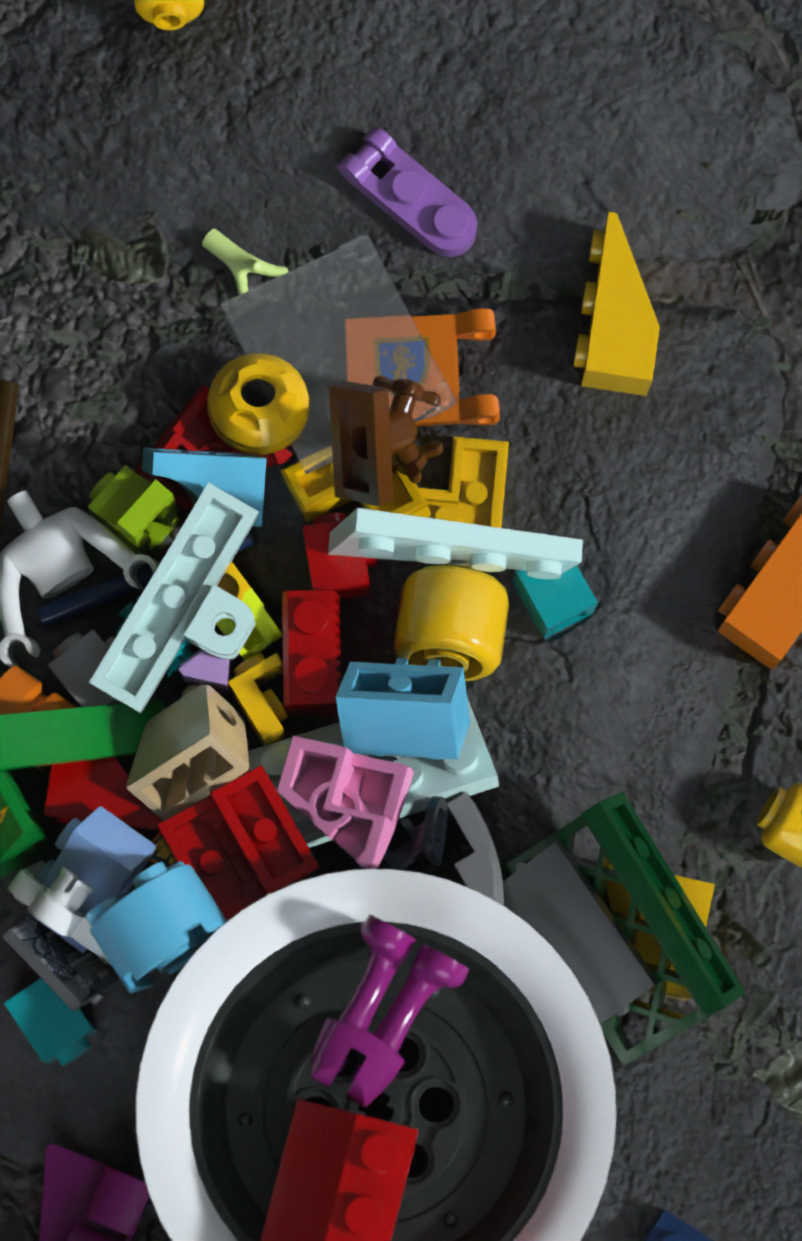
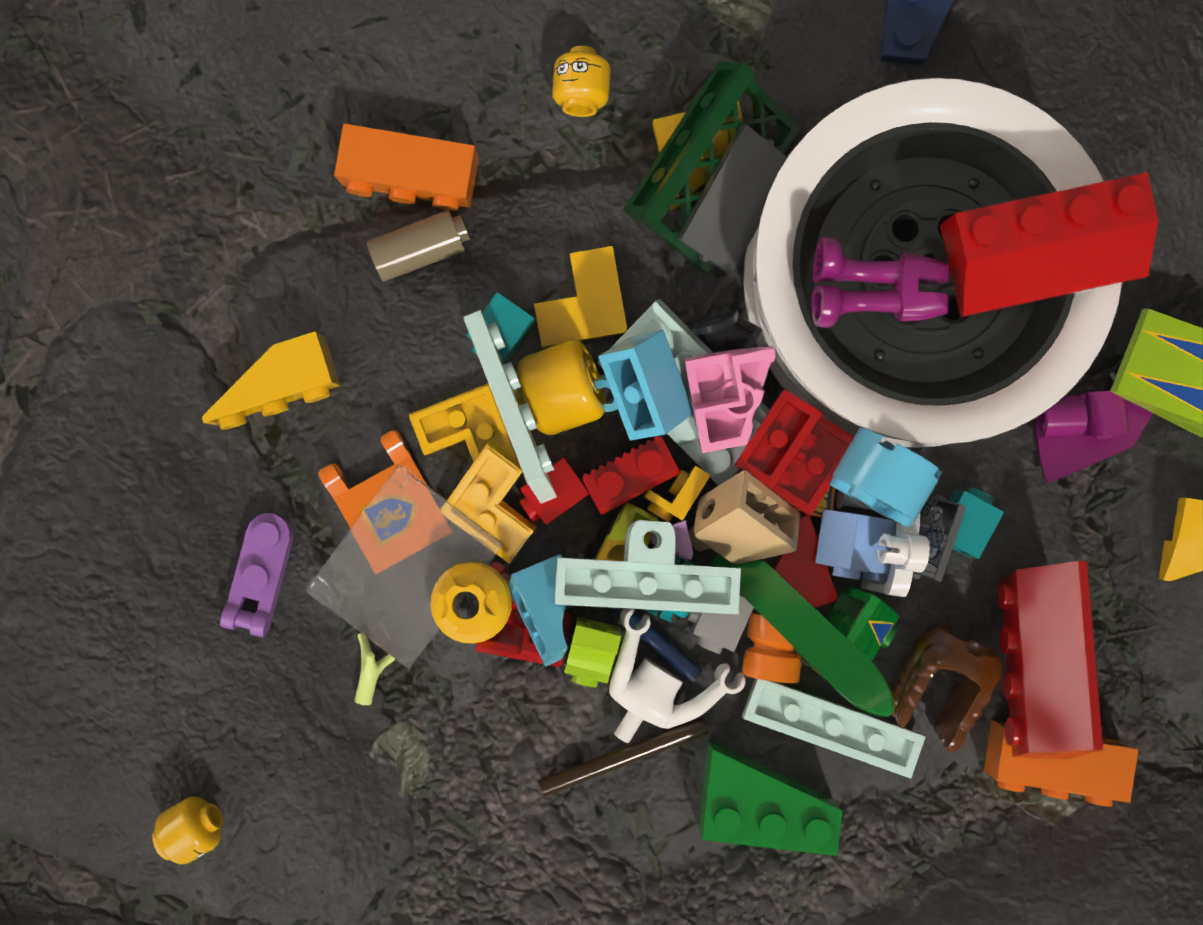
camera: 110 degrees left, 10 degrees up
(370, 433) = (459, 504): reddish brown piece -> none
(482, 868) = (726, 279): light grey slope -> none
(527, 716) = (596, 308): none -> yellow tile
(699, 545) = (418, 244): none -> dark tan brick

